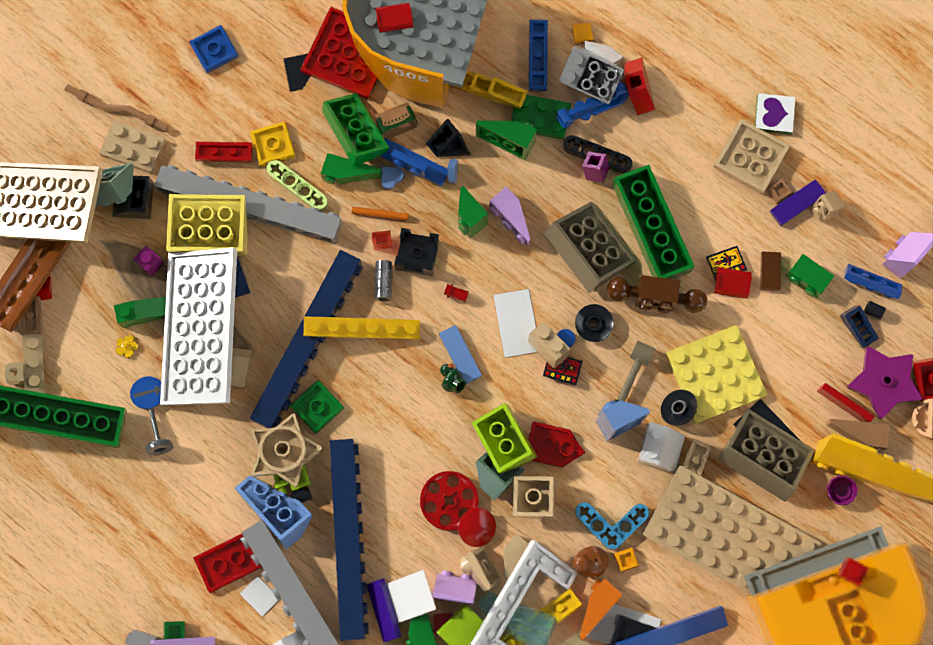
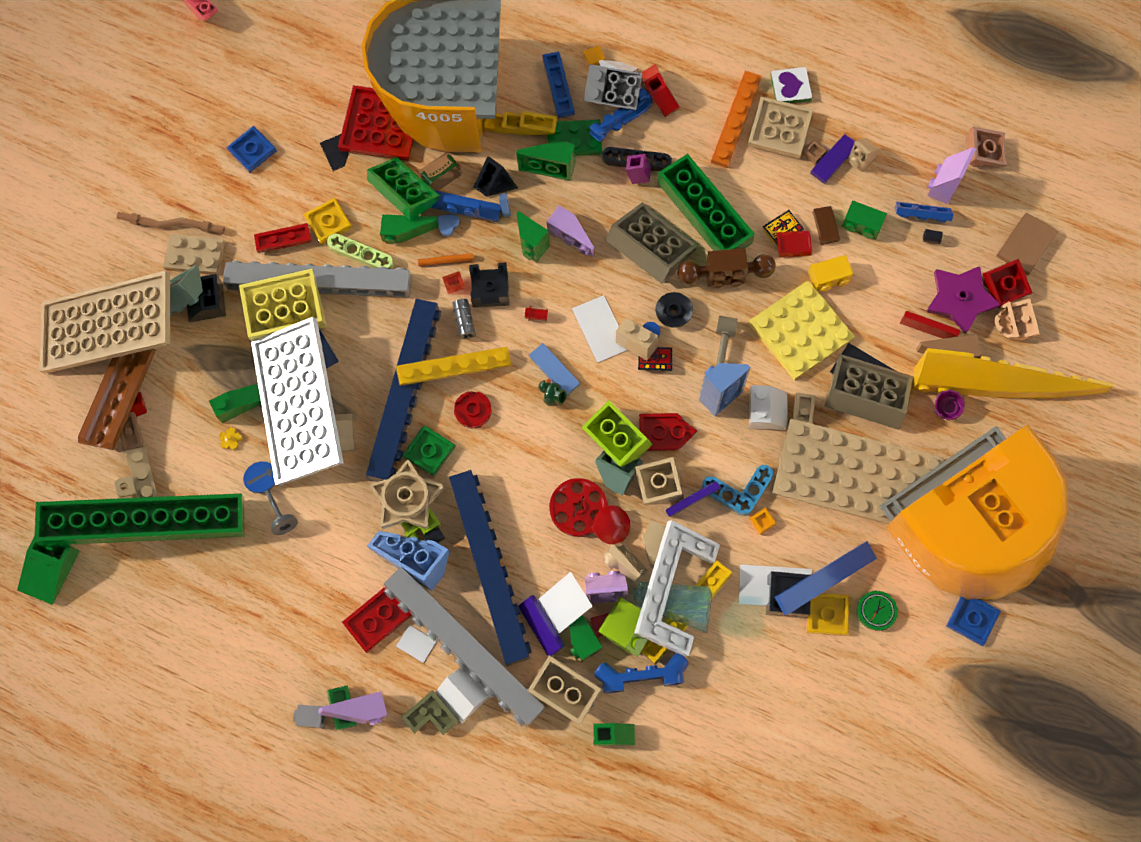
camera: 10 degrees left, 5 degrees down
(148, 260) = (233, 353): magenta brick -> none
(370, 375) = (472, 409): none -> red tile
(394, 17) = (416, 69): red piece -> none
(562, 522) = (692, 499): none -> dark purple tile
(585, 563) = (726, 534): dark orange piece -> none
(599, 603) = (747, 568): orange slope -> none
(674, 403) = (769, 364): black dish -> none
(709, 135) = (736, 119): none -> orange plate
(760, 324) = (830, 273): none -> yellow brick
(852, 571) = (985, 461): red brick -> none
(860, 315) = (927, 250): dark blue slope -> none

